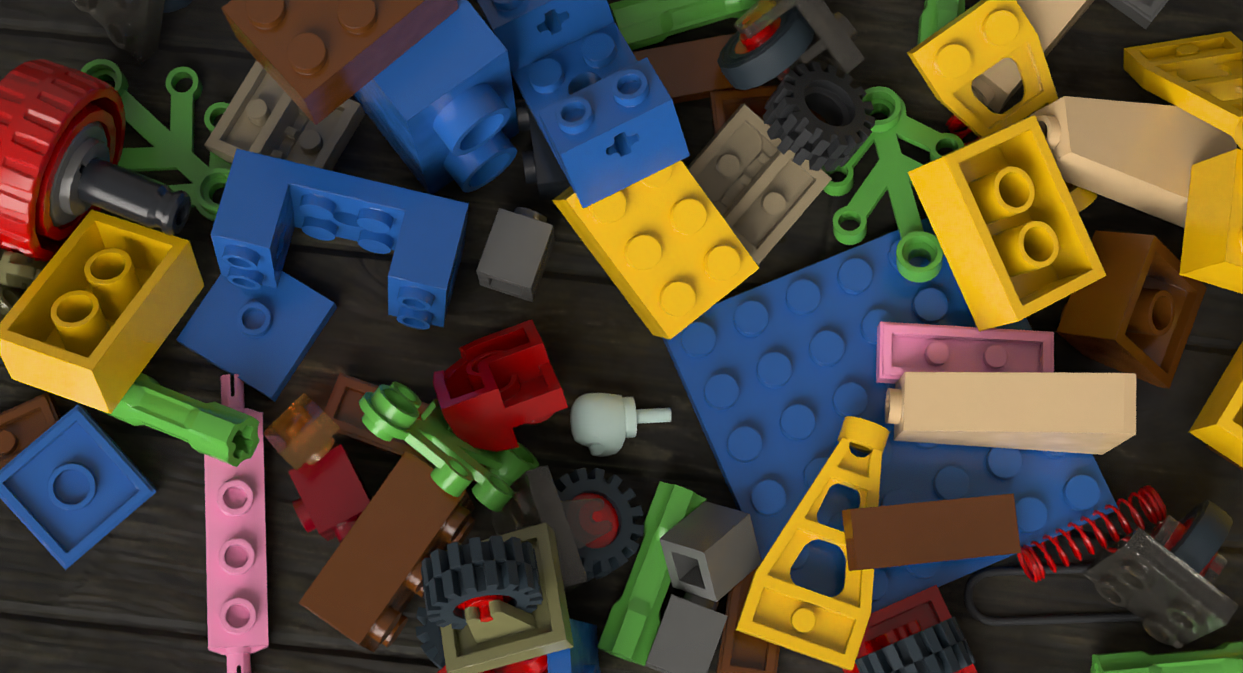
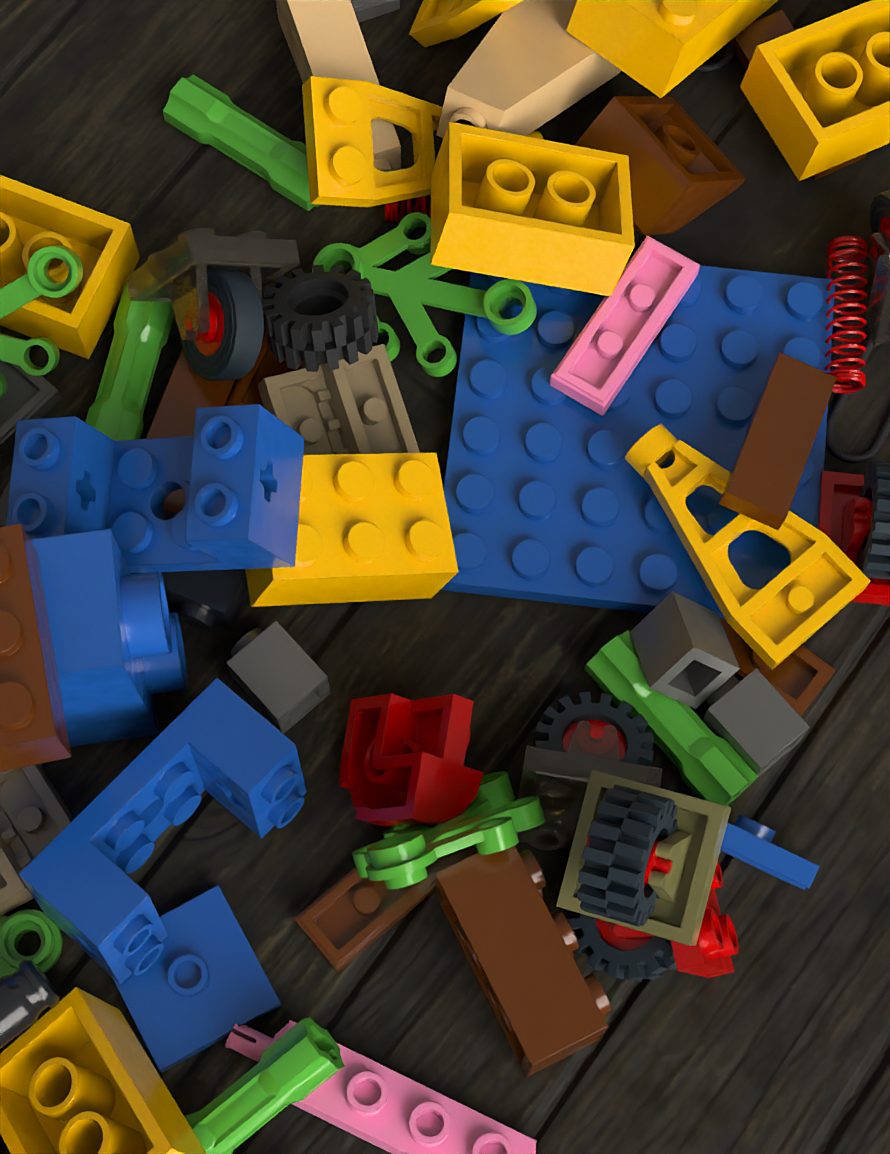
camera: 60 degrees left, 5 degrees down
(302, 433) = (342, 980): clear orange plate -> none
(330, 494) = (422, 991): dark red brick -> none
(605, 421) = (497, 681): light aqua piece -> none
(1015, 410) = (707, 302): tan slope -> none

